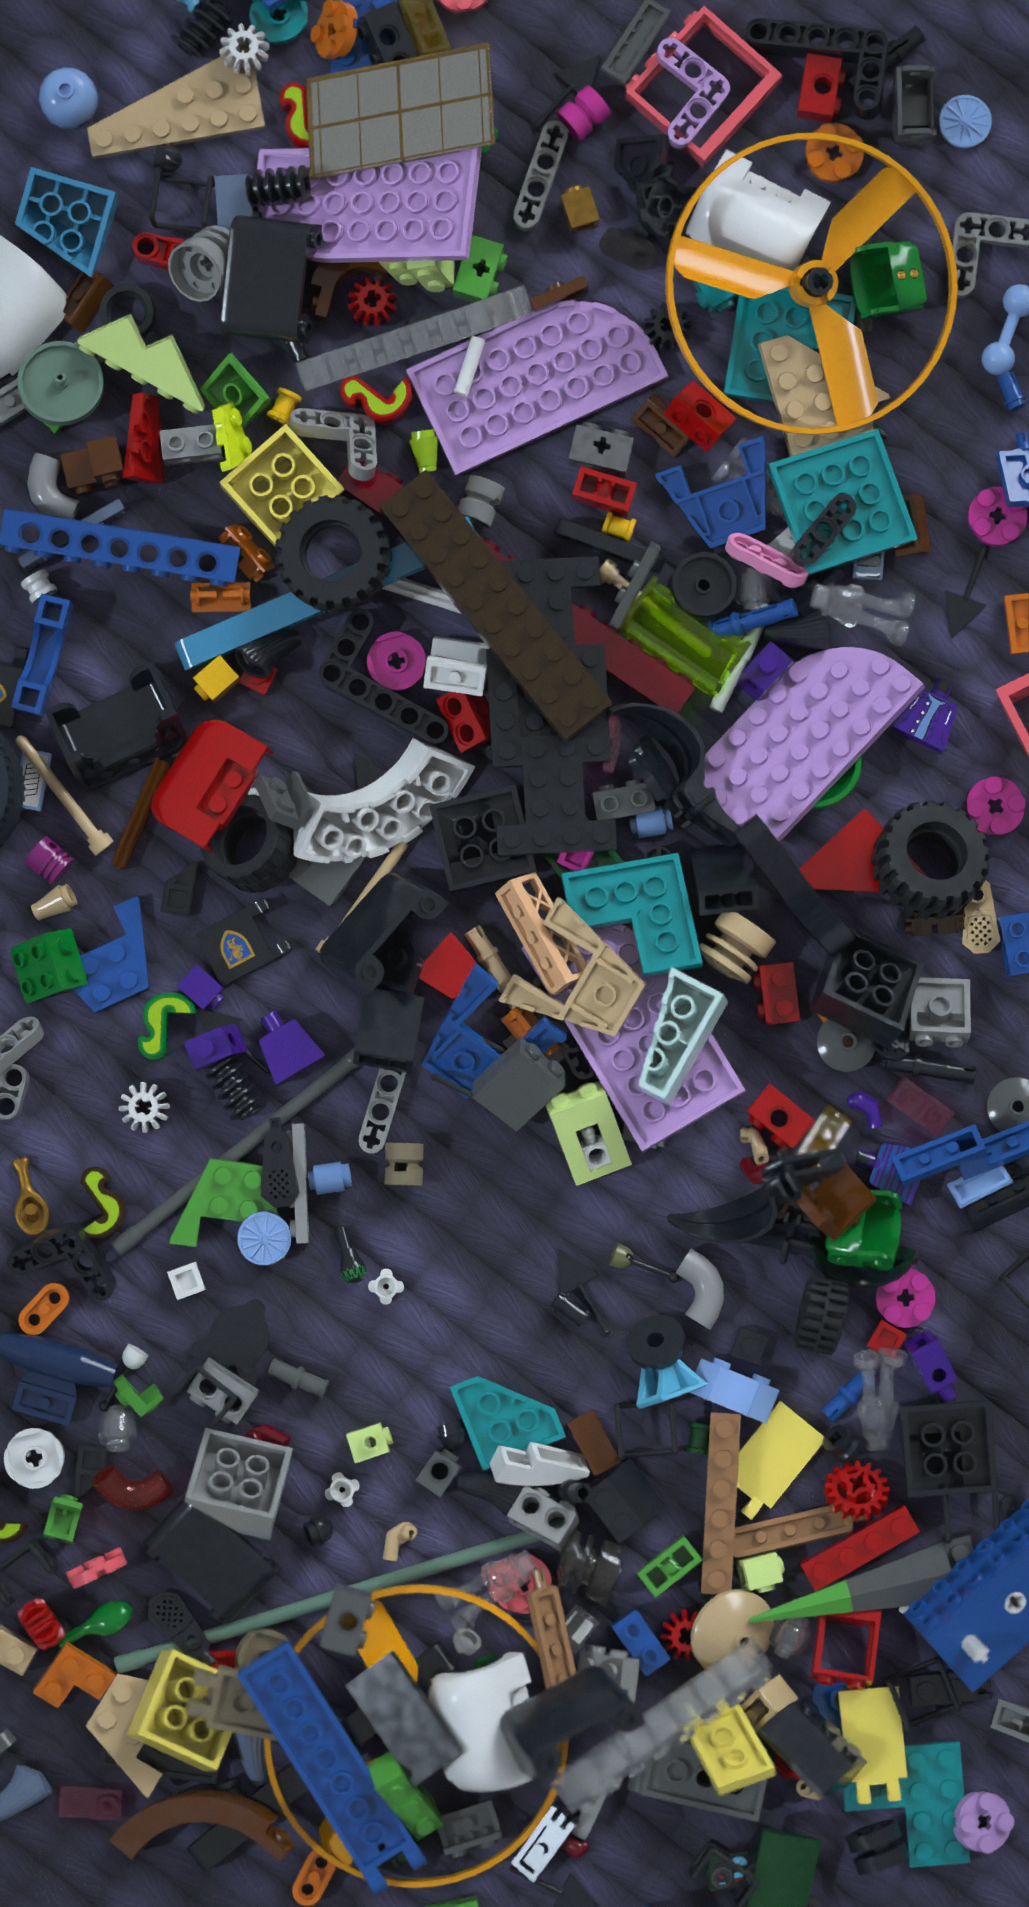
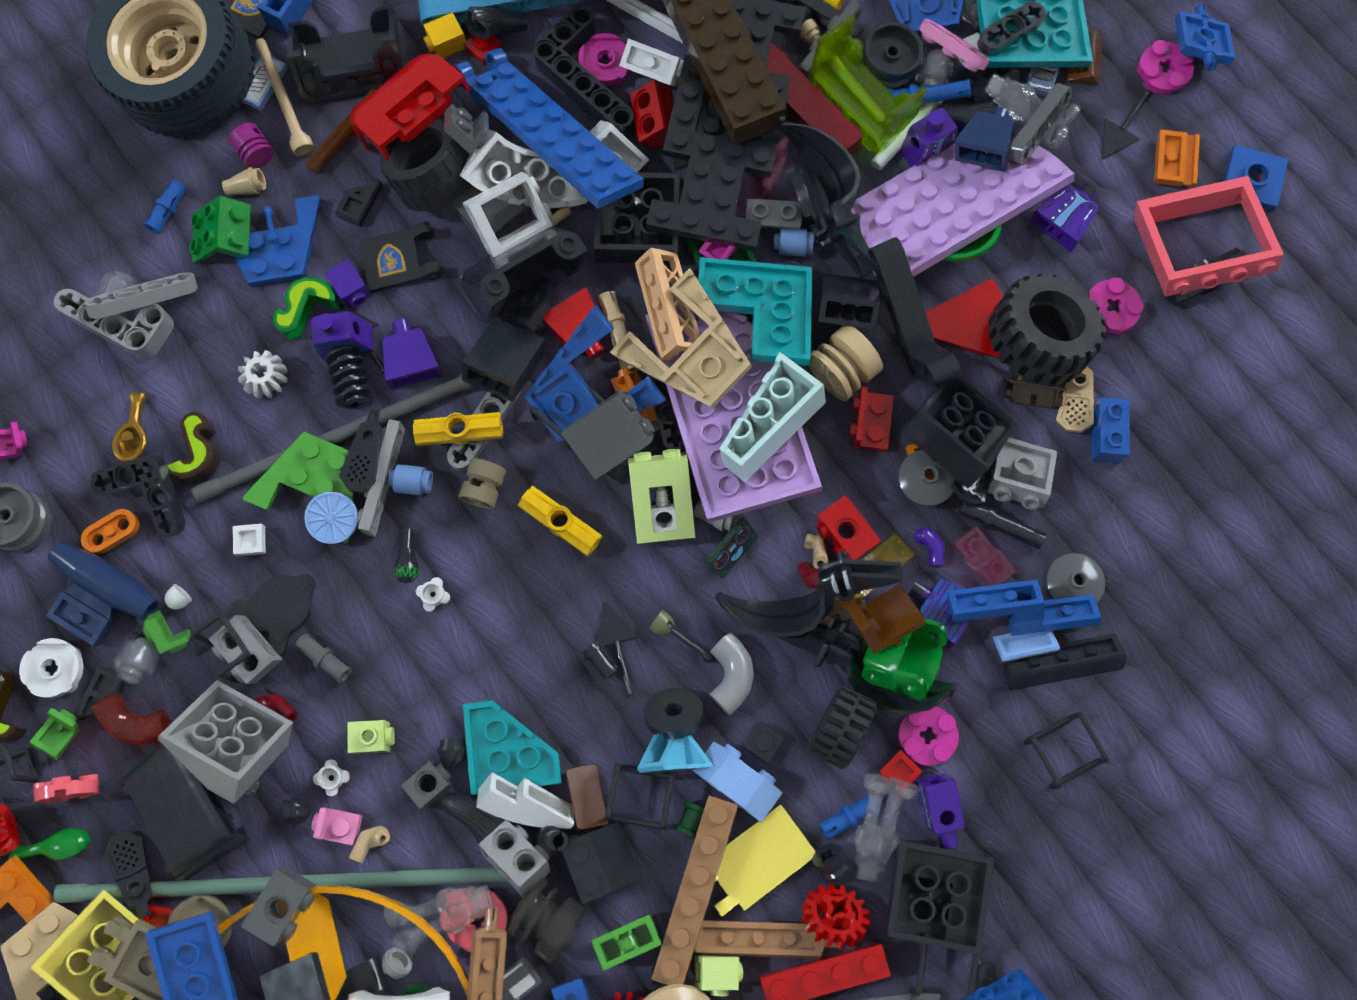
camera: 20 degrees right, 10 degrees down
(110, 960) = (273, 237): none -> blue hinge
(346, 1124) = (439, 430): none -> yellow piece
(362, 1533) = (336, 826): none -> bright pink bracket
(366, 773) = (550, 131): none -> blue hinge
(367, 892) = (541, 211): none -> white window
(473, 1173) = (546, 510): none -> yellow piece
(669, 1164) = (731, 548): none -> slope
(826, 664) = (986, 140): none -> dark blue torso
(876, 633) = (1040, 124): none -> dark grey beam

